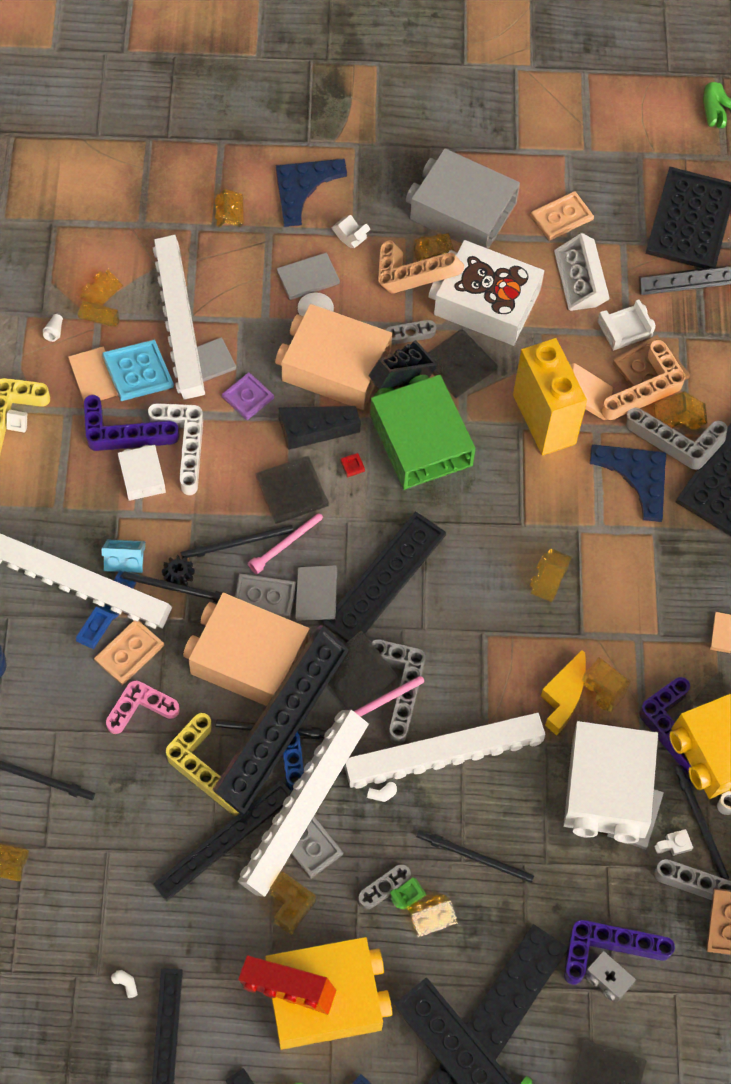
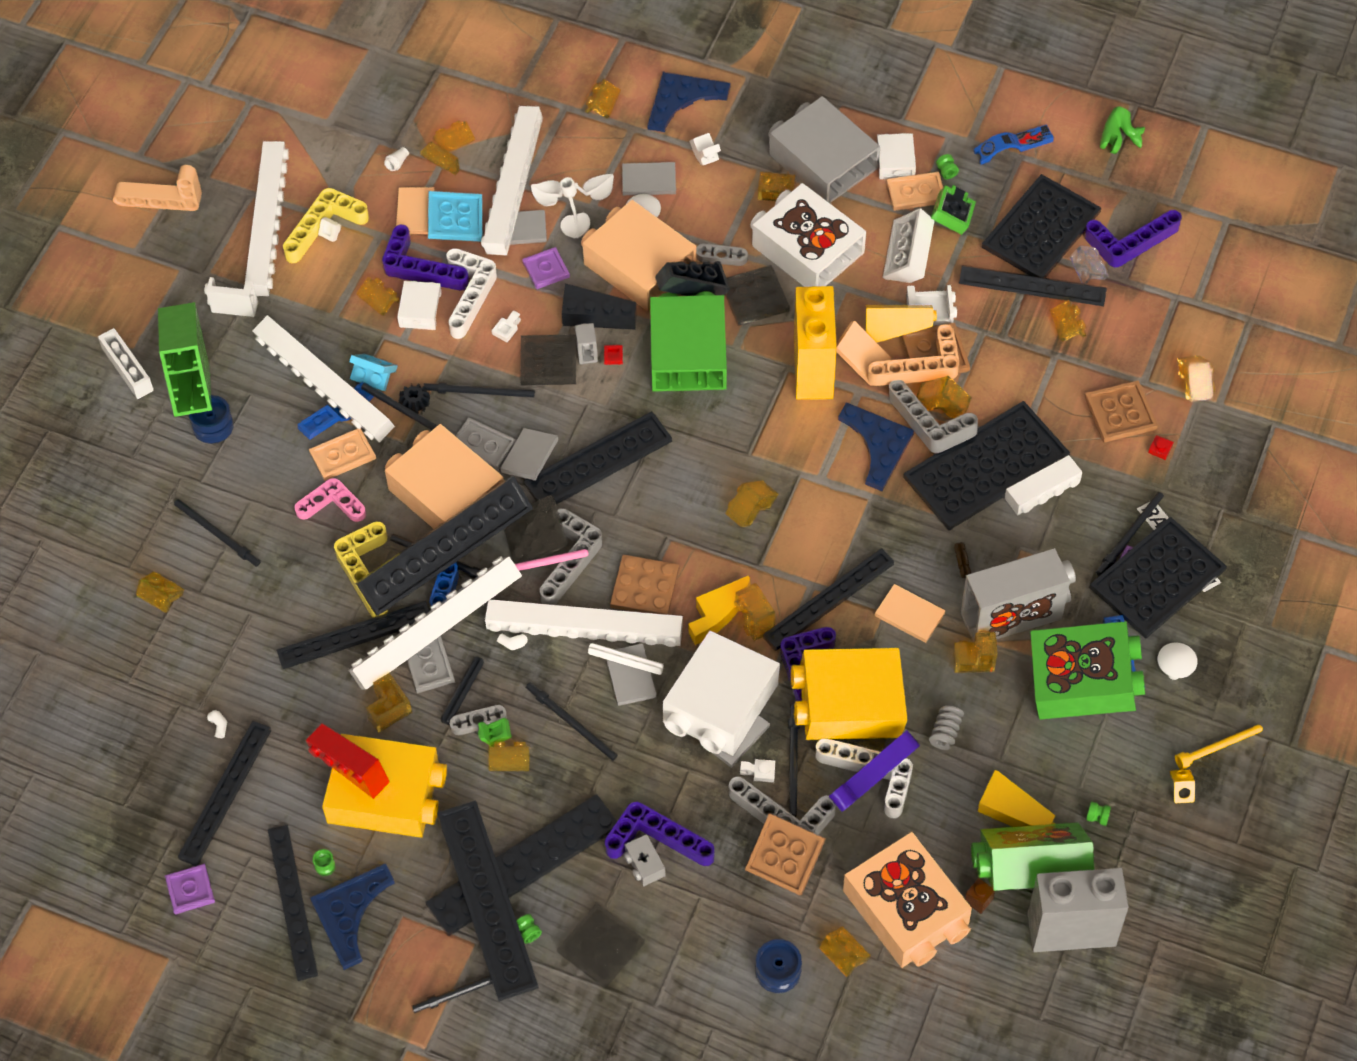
camera: 25 degrees right, 5 degrees down
(94, 474) = (377, 295): none -> clear yellow bracket
(237, 470) = (506, 328): none -> white plate
(257, 564) = (489, 414): bright pink piece -> none
(264, 299) = (576, 224): none -> white plant
(325, 462) = (586, 343): none -> light grey brick
(355, 861) = (462, 690): none -> black axle
(397, 278) = (732, 200): light nougat beam -> none
(484, 691) = (644, 585): none -> medium nougat plate
(501, 774) = (626, 658): none -> white axle
(510, 787) = (630, 682): none -> light grey tile
(534, 186) = (896, 155): none -> white panel
(581, 183) = (947, 166): none -> bright green wheel
(608, 224) = (953, 209): none -> piece
(608, 349) = (891, 321): none -> yellow slope
(624, 143) = (1022, 141): none -> blue piece
(662, 648) = (829, 598): none -> black plate

